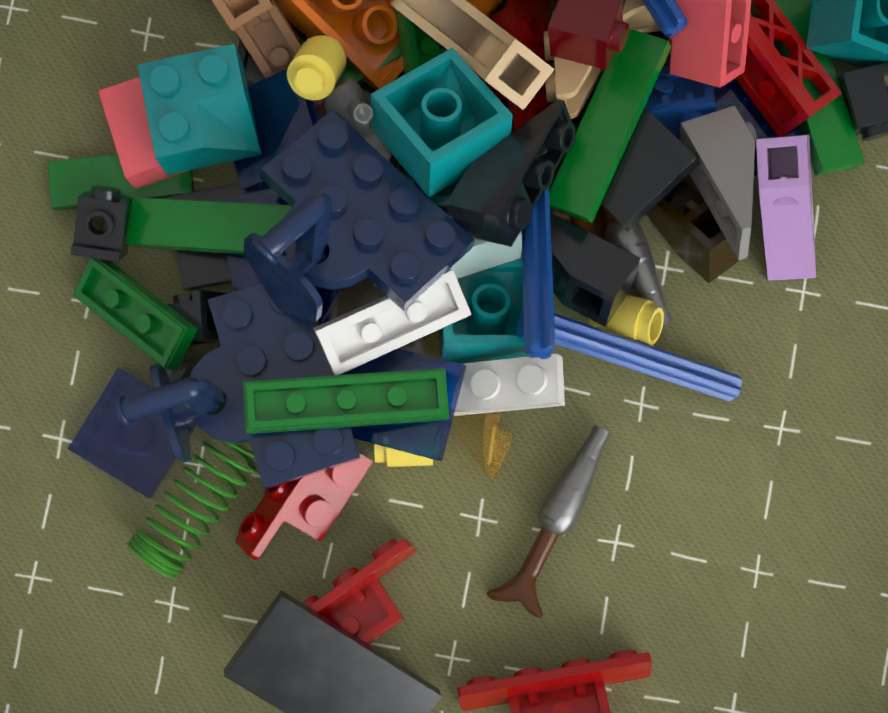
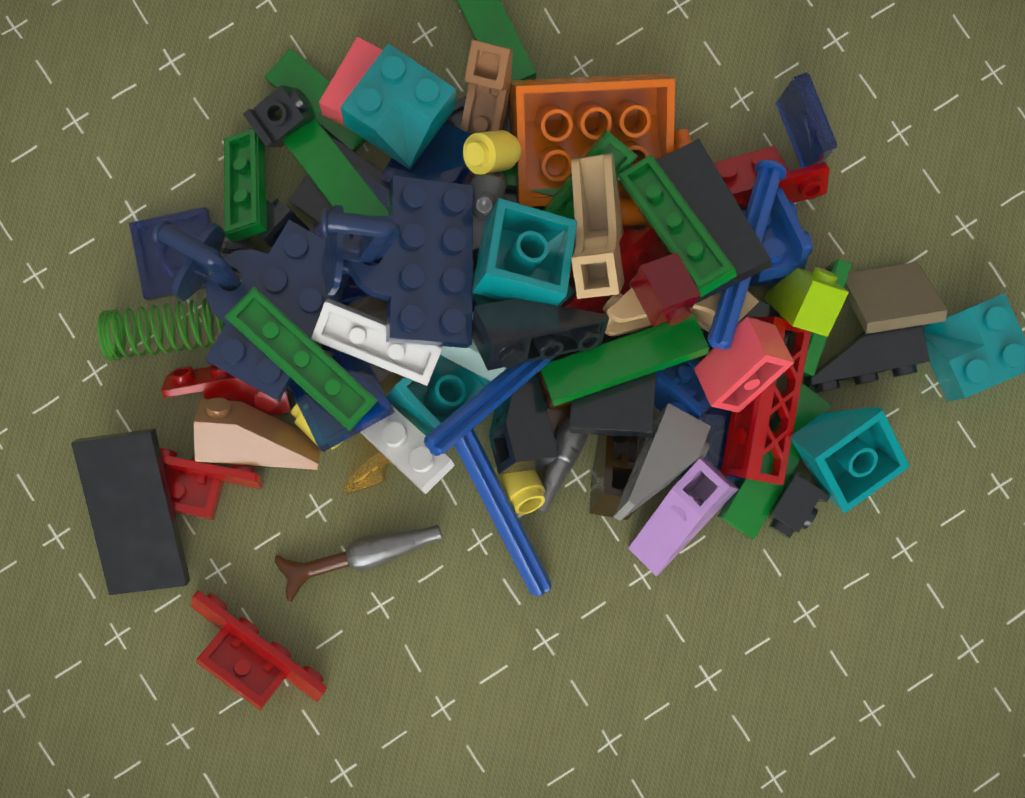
camera: 40 degrees right, 0 degrees up
(362, 517) = (246, 436): none -> slope

